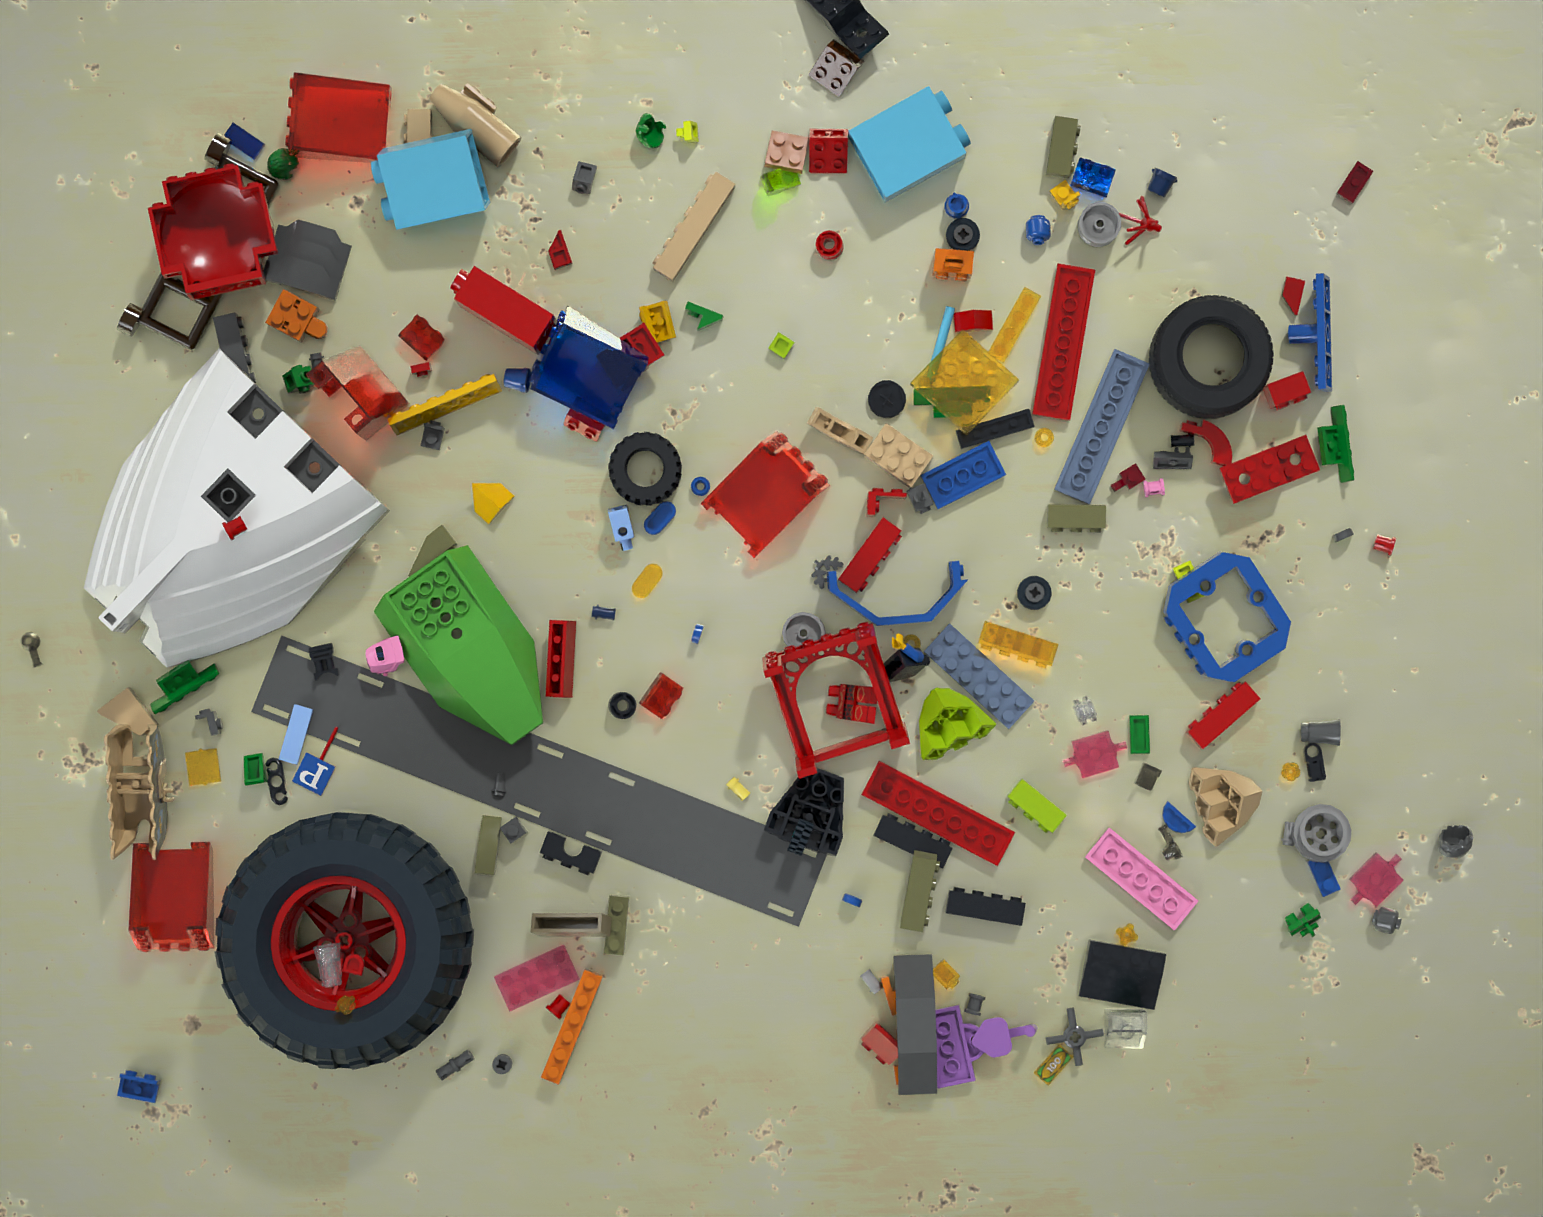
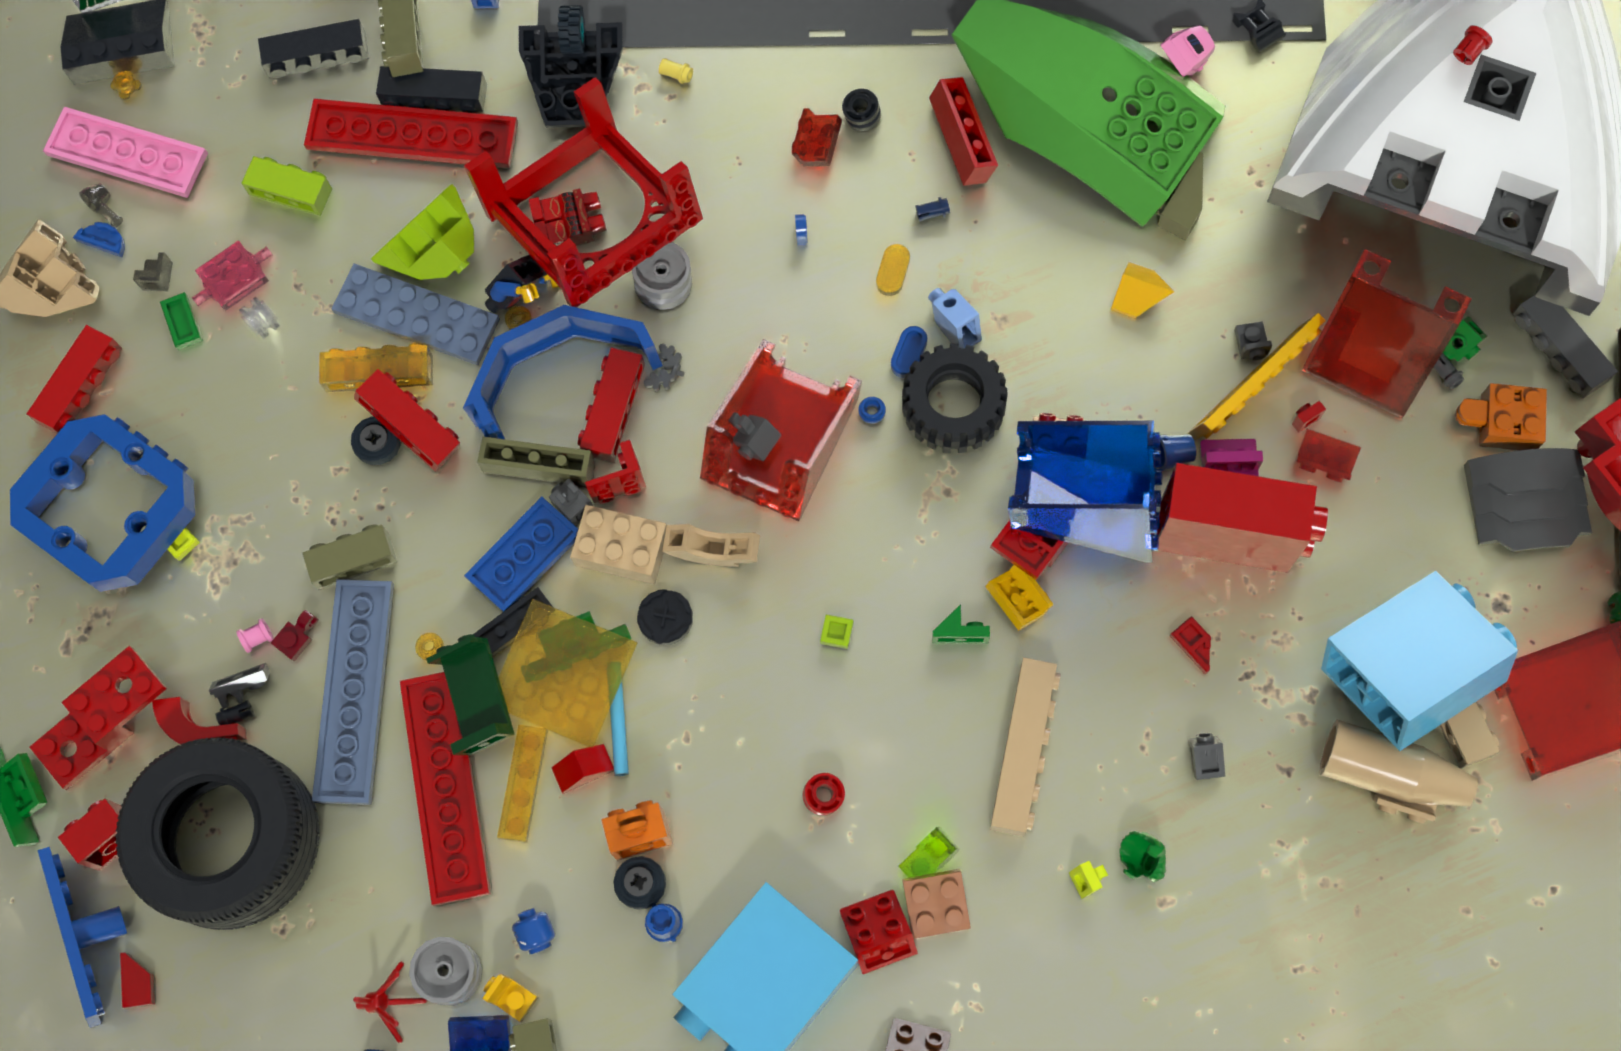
camera: 160 degrees right, 15 degrees down
(485, 356) = (1231, 455): none -> dark pink bracket
(785, 492) = (754, 436): none -> dark grey brick
(933, 532) = (535, 461): none -> olive brick
(1008, 593) = (407, 420): none -> red brick
(1024, 386) = (474, 694): none -> dark green panel

